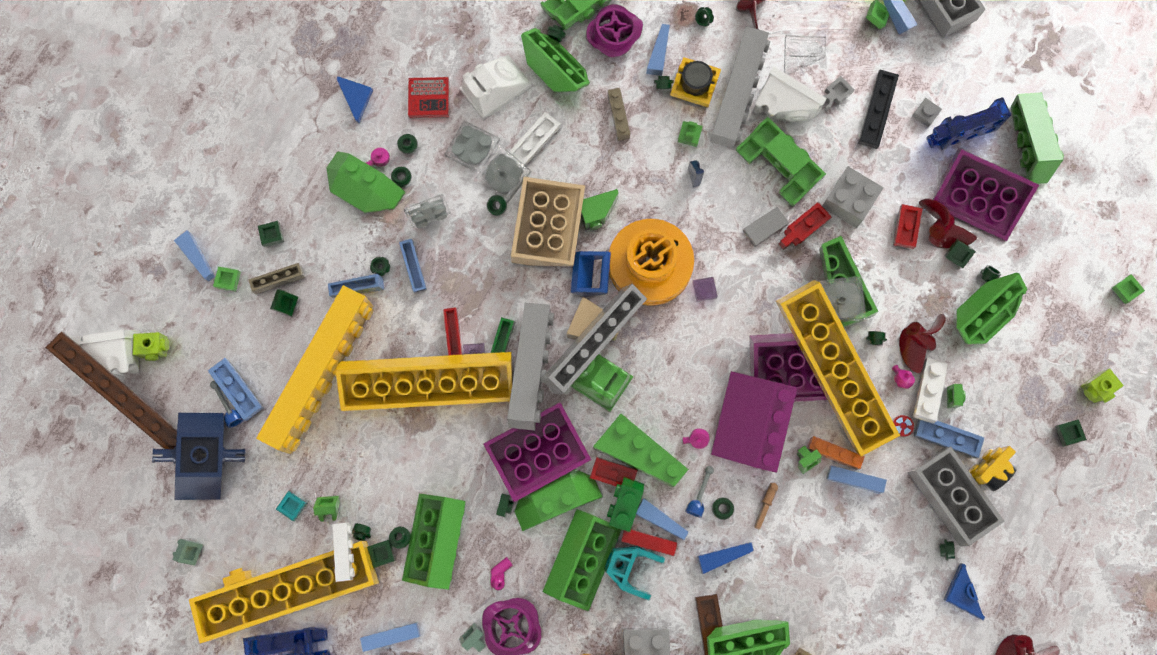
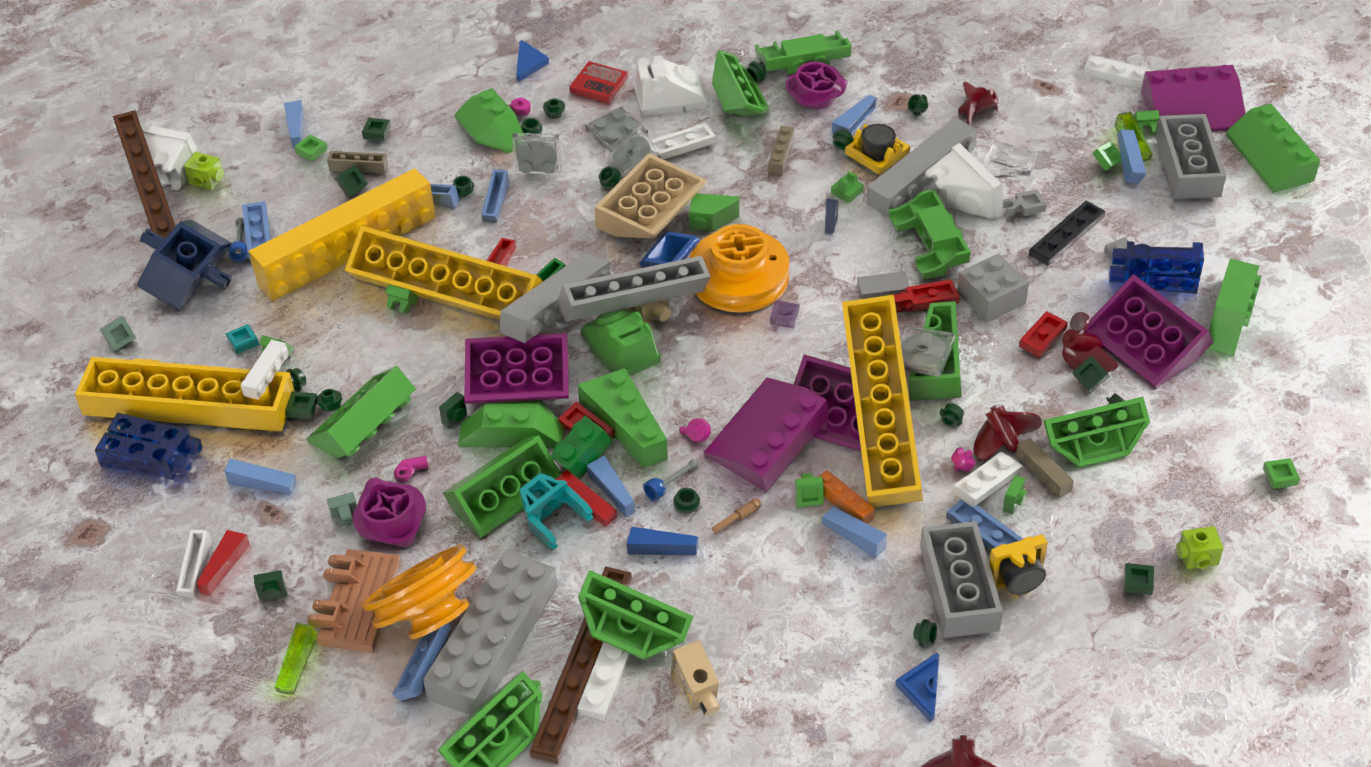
camera: 25 degrees right, 30 degrees down
(392, 412) = (400, 295): none -> bright green tile
(904, 425) = (937, 503): red tile -> none
(963, 358) = (1044, 468): none -> dark tan piece

